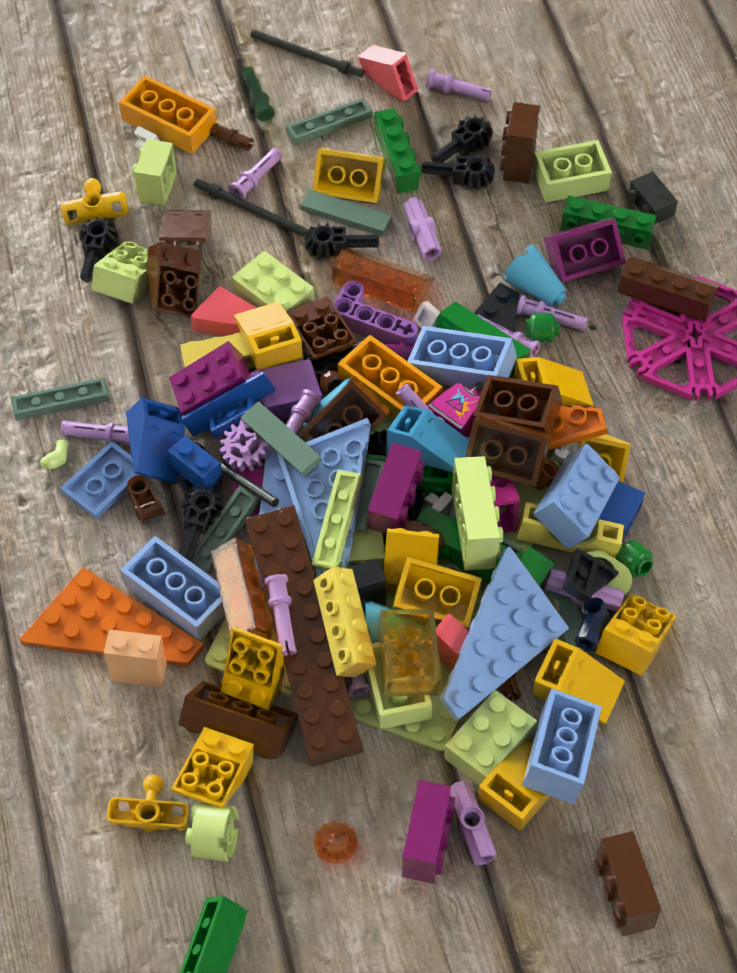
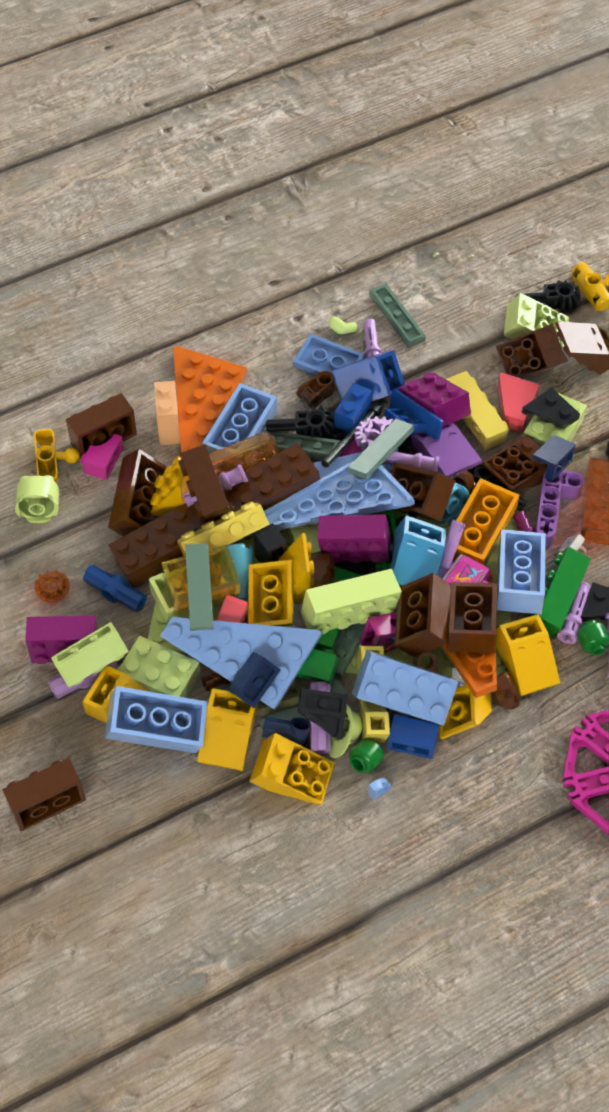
camera: 75 degrees right, 0 degrees up
(126, 738) = (101, 422): none -> reddish brown brick
(170, 749) = (101, 459): none -> dark pink arch
(214, 768) = (85, 486): yellow slope -> none
(265, 278) = (552, 409): none -> black wing
(269, 335) = (491, 423): yellow slope -> none
(294, 612) = (203, 483): none -> reddish brown brick
(326, 292) = (556, 454): none -> panel
(337, 520) = (315, 505): yellowish green tile -> none
(361, 769) = (115, 588): none -> blue piece
(431, 648) = (199, 587): none -> sand green tile
(471, 794) = (90, 655): none -> yellowish green brick
(540, 632) = (253, 679): none -> dark blue panel
(671, 557) = (378, 788): none -> light blue tile

